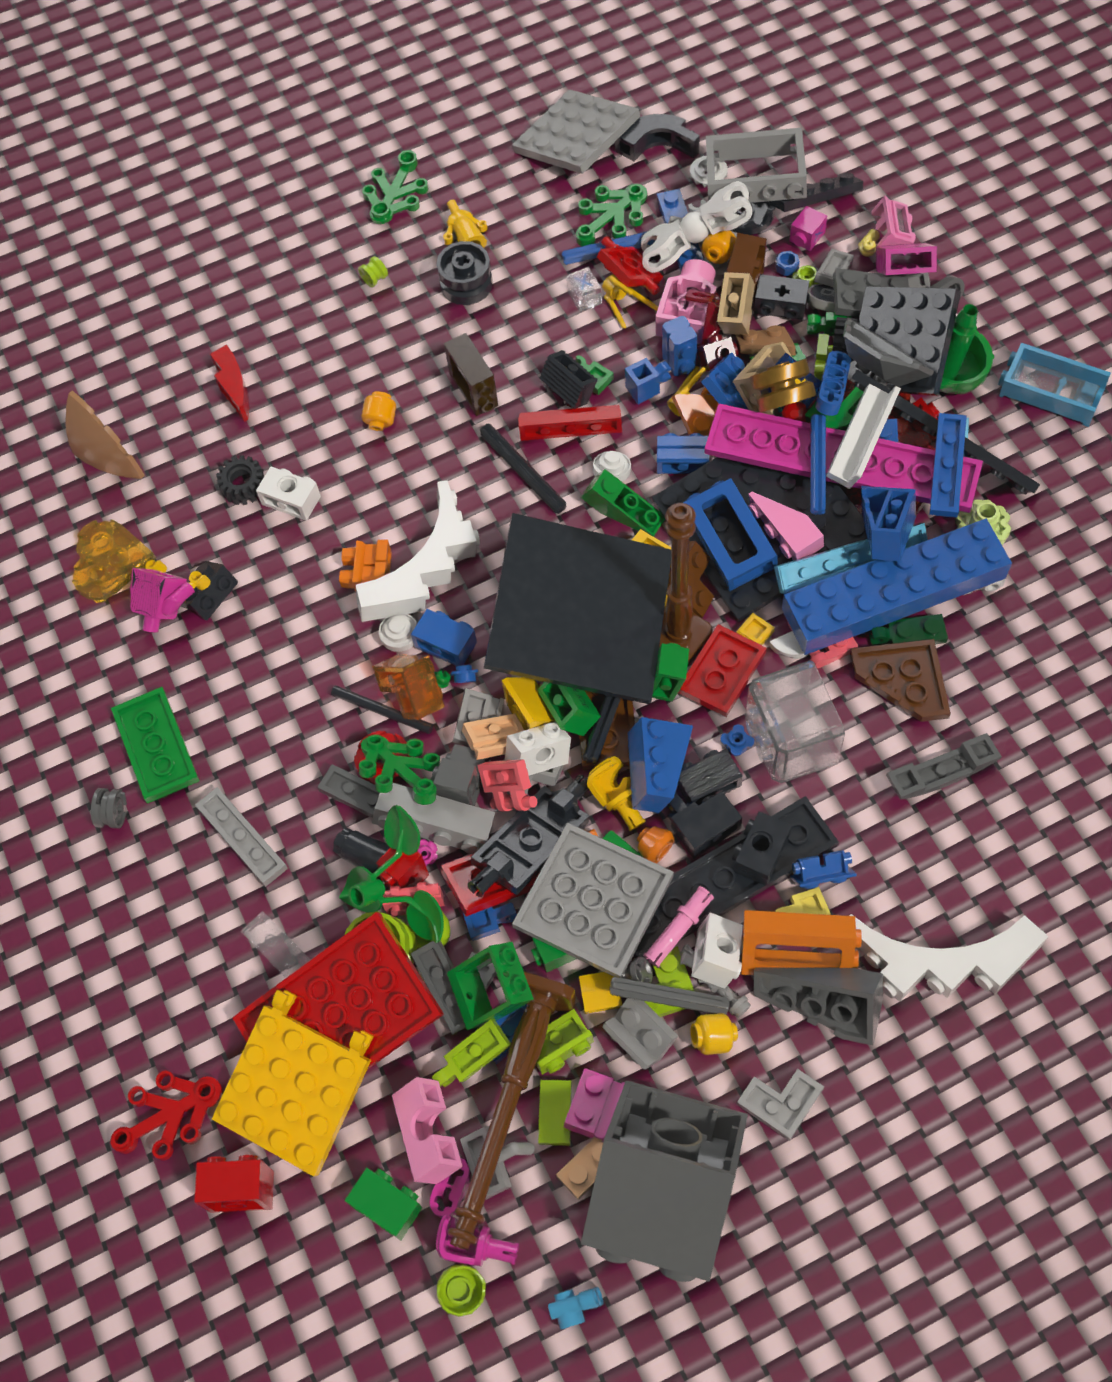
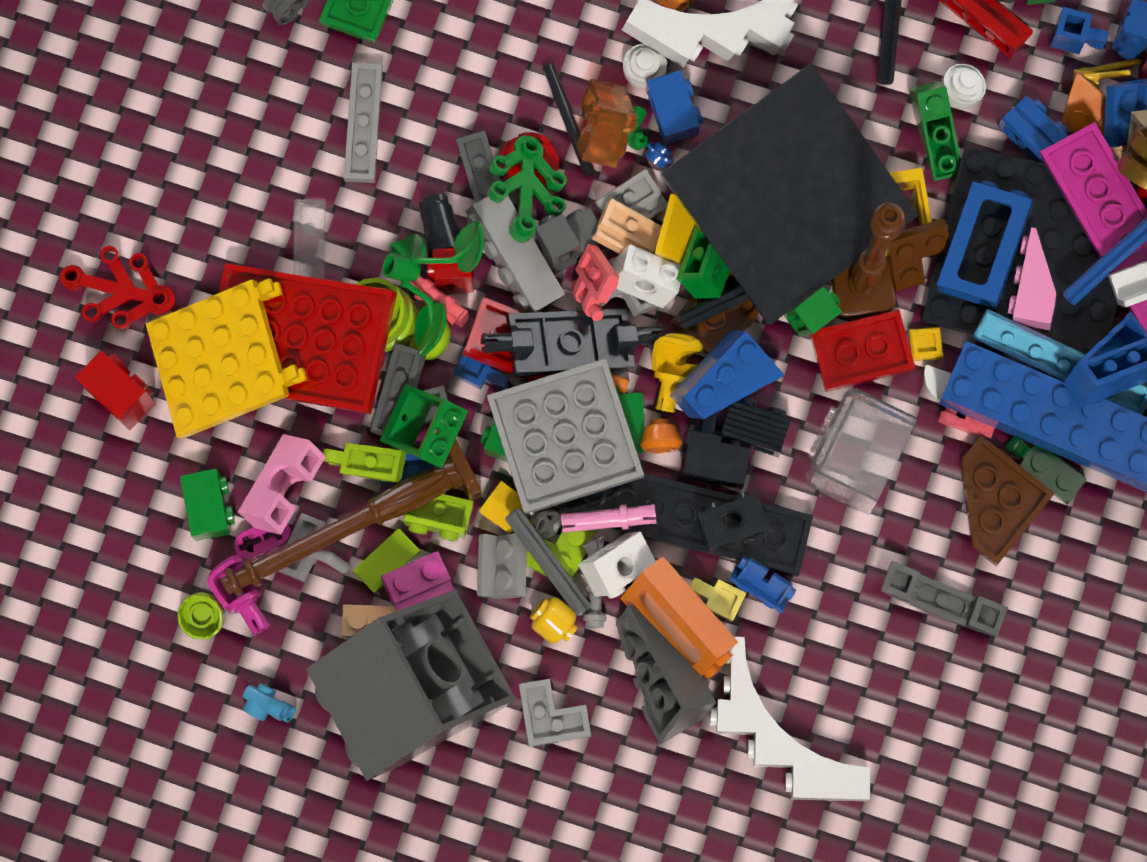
camera: 40 degrees right, 15 degrees up
(431, 848) = (491, 272): dark pink plate -> none
(740, 747) = (807, 411): blue plate -> none

